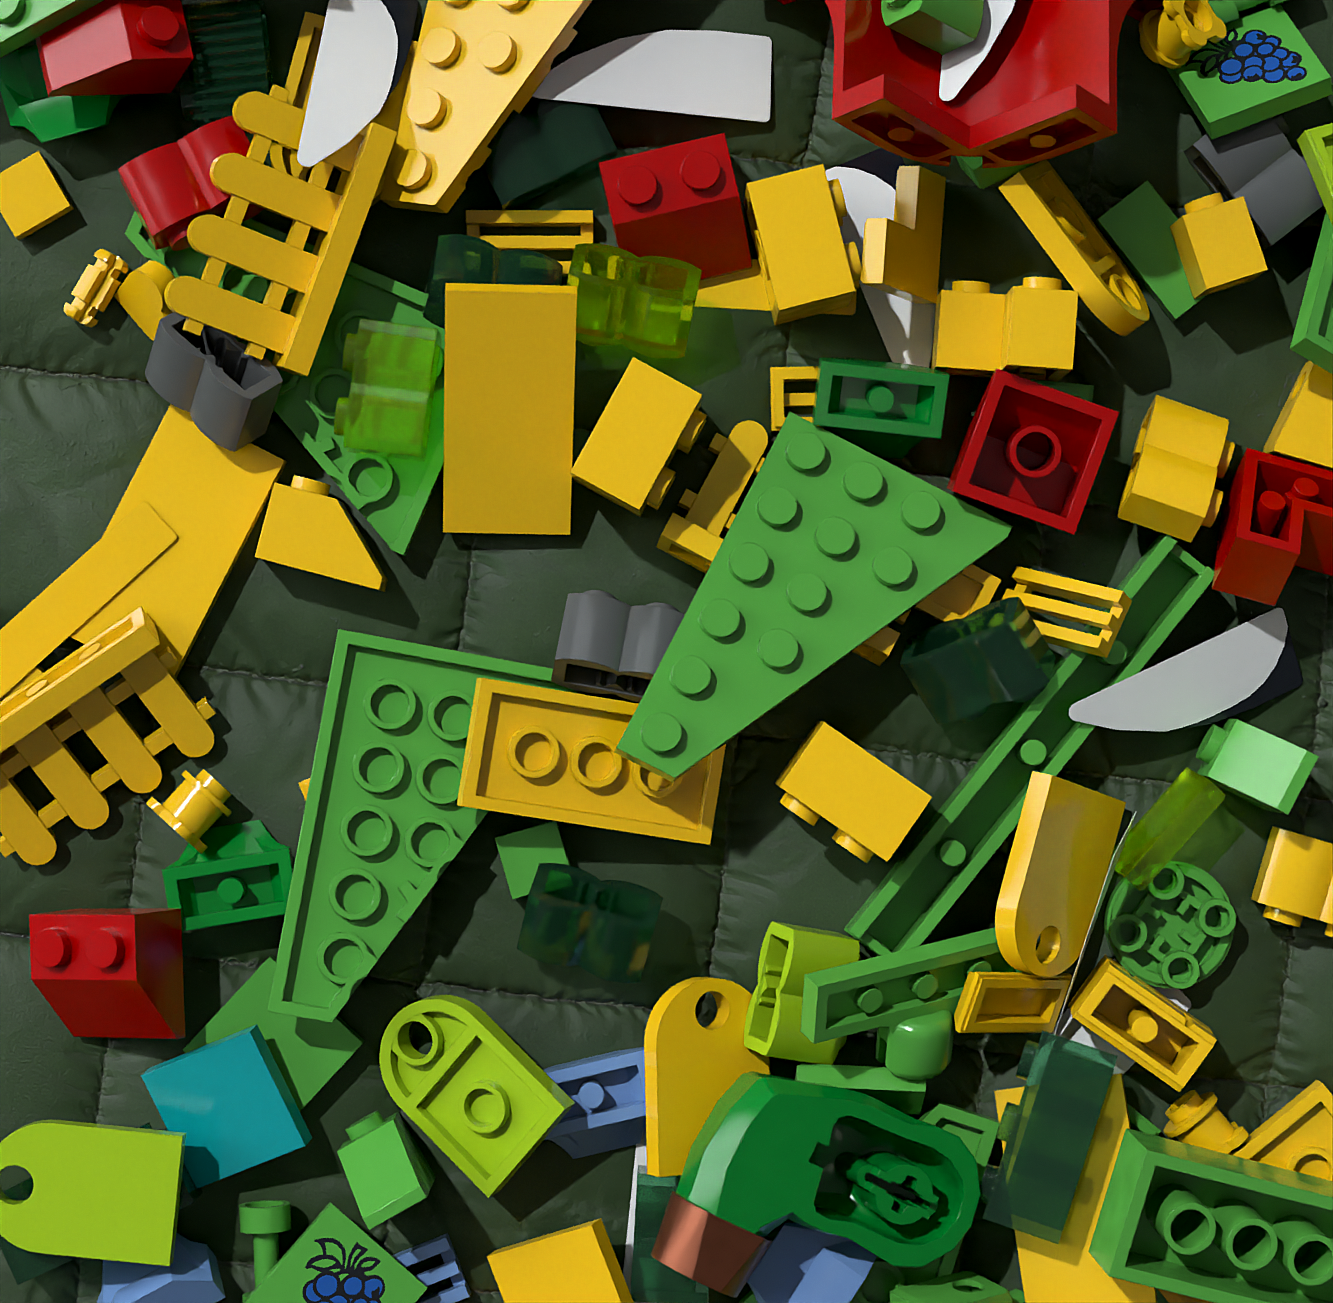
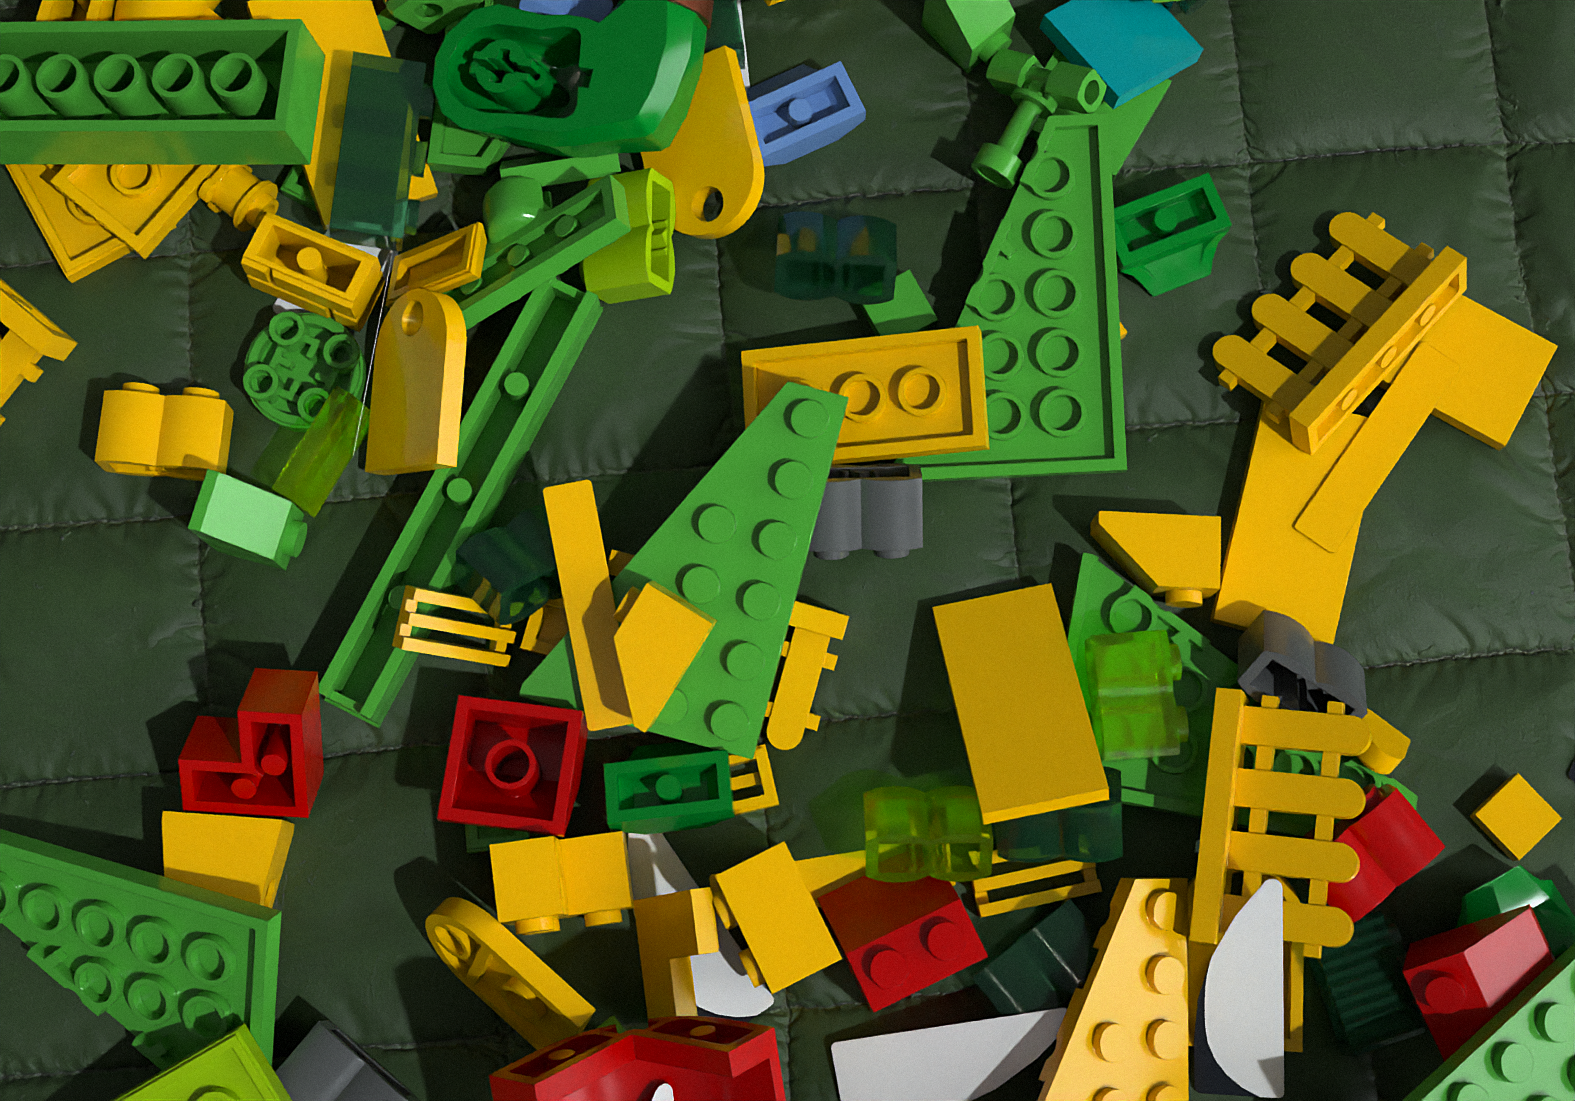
camera: 165 degrees right, 10 degrees down
(96, 288) = (1429, 742): yellow piece -> none
(111, 970) = (1255, 133): red slope -> none
(193, 807) = (1217, 287): yellow brick -> none
(332, 1056) = (1037, 96): none -> bright green bar
(472, 1090) = (909, 95): lime tile -> none
(638, 438) = (892, 699): yellow brick -> none
(852, 791) = (621, 417): yellow brick -> none
(864, 534) = (656, 646): none -> yellow slope
(924, 597) = (587, 602): none -> yellow sticker
(1143, 238) = (427, 998): bright green tile -> none
(1176, 469) = (373, 783): yellow brick -> none
(1201, 683) = (312, 590): white sticker -> none
(1217, 244) = (371, 1009): yellow brick -> none

